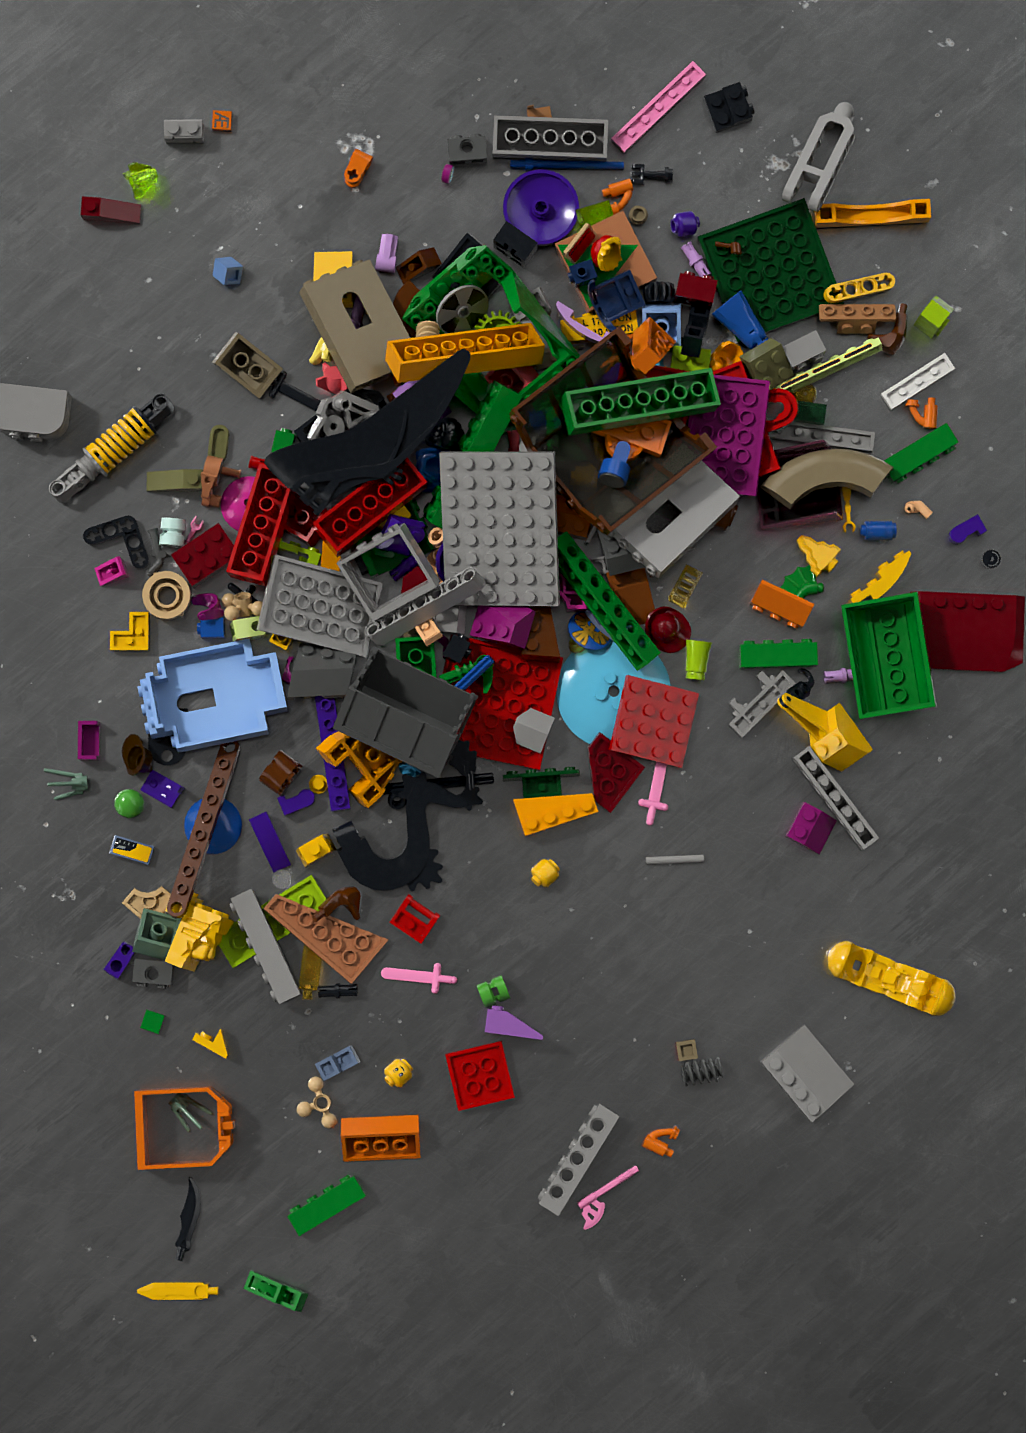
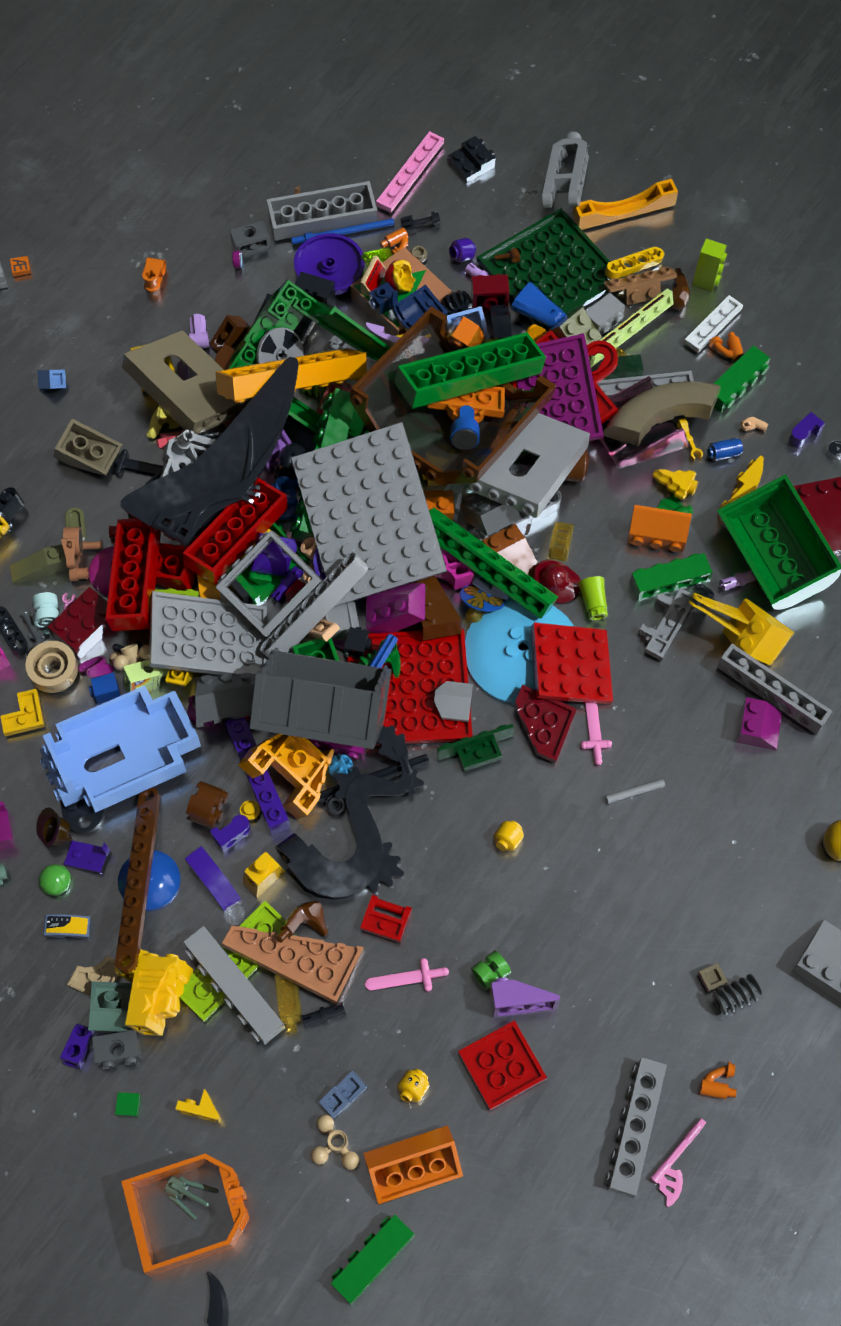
camera: 15 degrees left, 20 degrees down
(548, 812) = (497, 773): light orange wedge -> none

